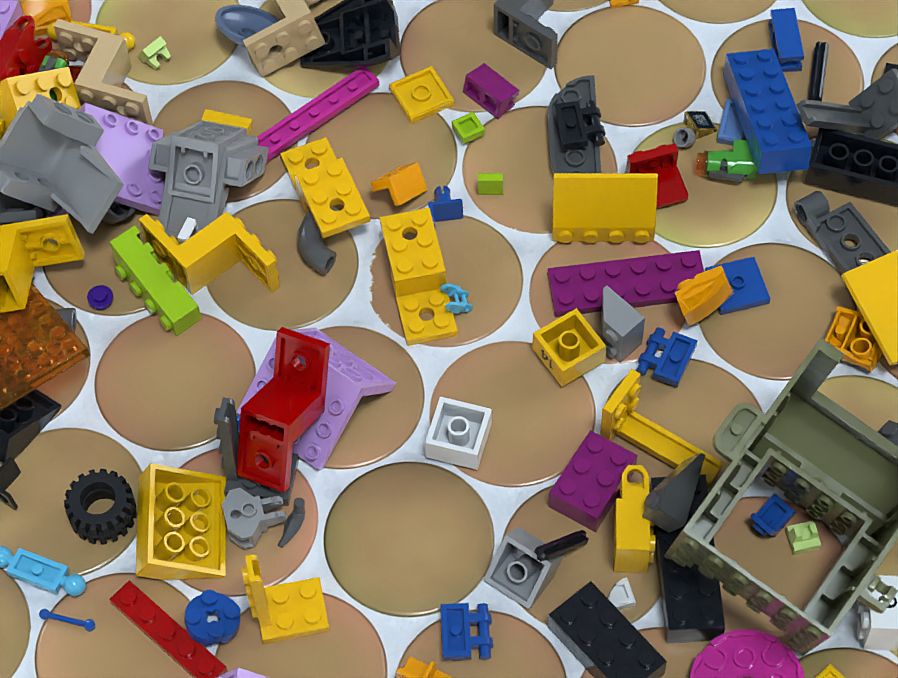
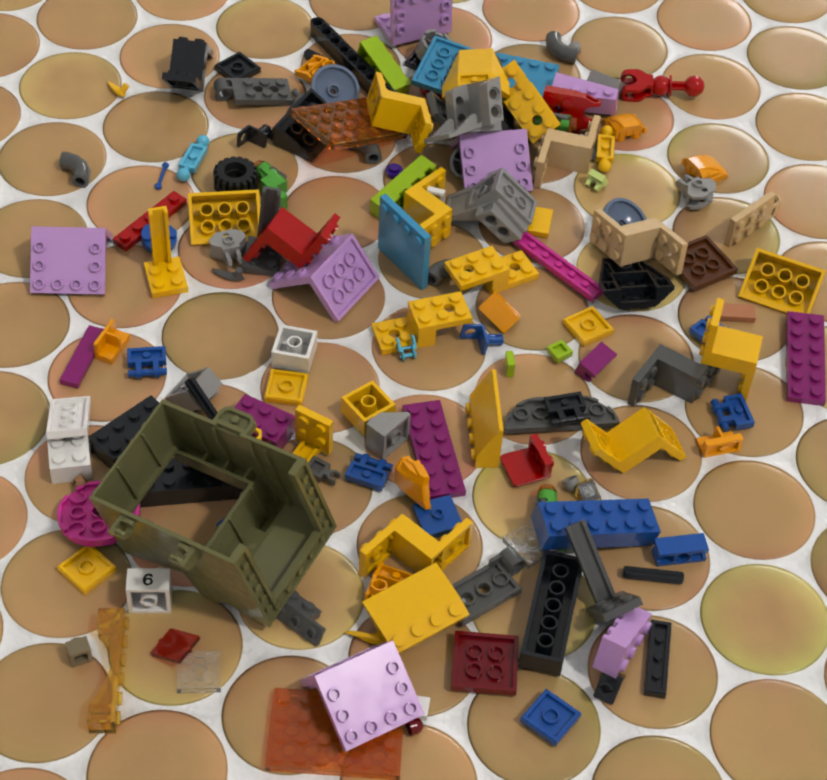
camera: 80 degrees right, 10 degrees down
(114, 455) = (271, 177): none -> bright green plate
(288, 274) = (404, 241): none -> dark azure plate
(515, 452) = (286, 387): none -> yellow tile
(637, 59) = (632, 440): none -> yellow bracket
(667, 413) = (321, 470): none -> dark grey plate
(777, 190) = (525, 543): none -> clear plate
(807, 299) = (414, 546): none -> yellow bracket

